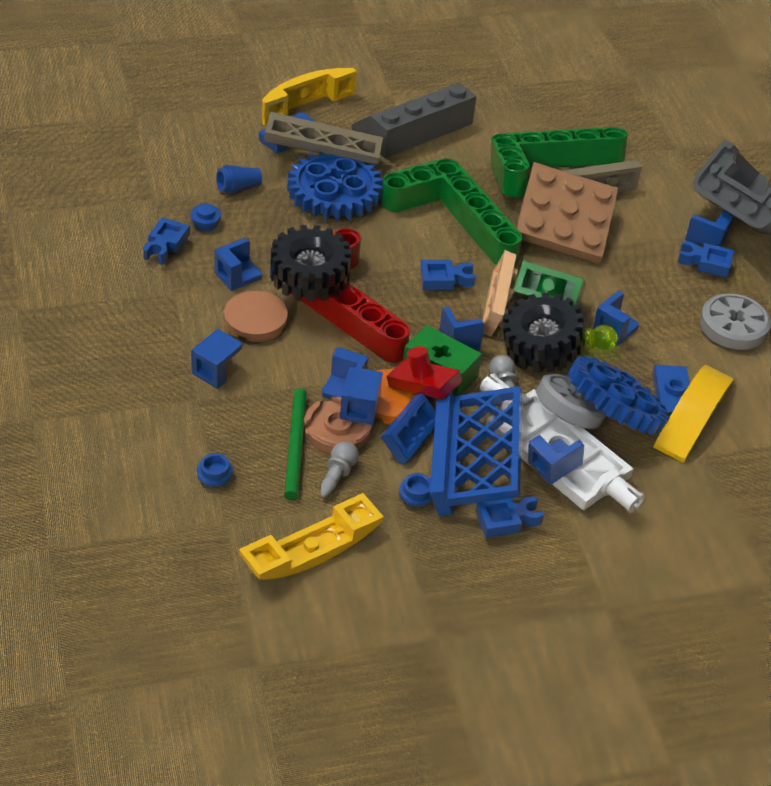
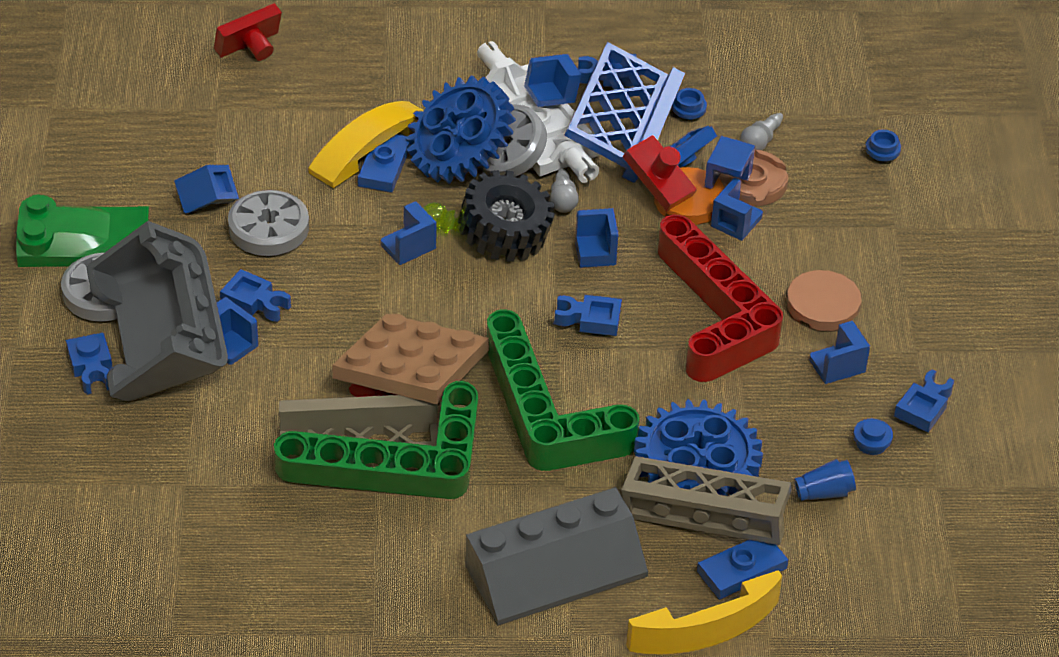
camera: 165 degrees left, 0 degrees up
(211, 355) = (880, 239): blue panel -> none
(295, 444) = (798, 167): green bar -> none
(314, 247) = (767, 267): black bush -> none
(315, 544) = (804, 76): yellow slope -> none
(448, 353) = (634, 207): green brick -> none
(499, 293) = (537, 275): light nougat plate -> none
(539, 280) = (496, 269): green brick -> none

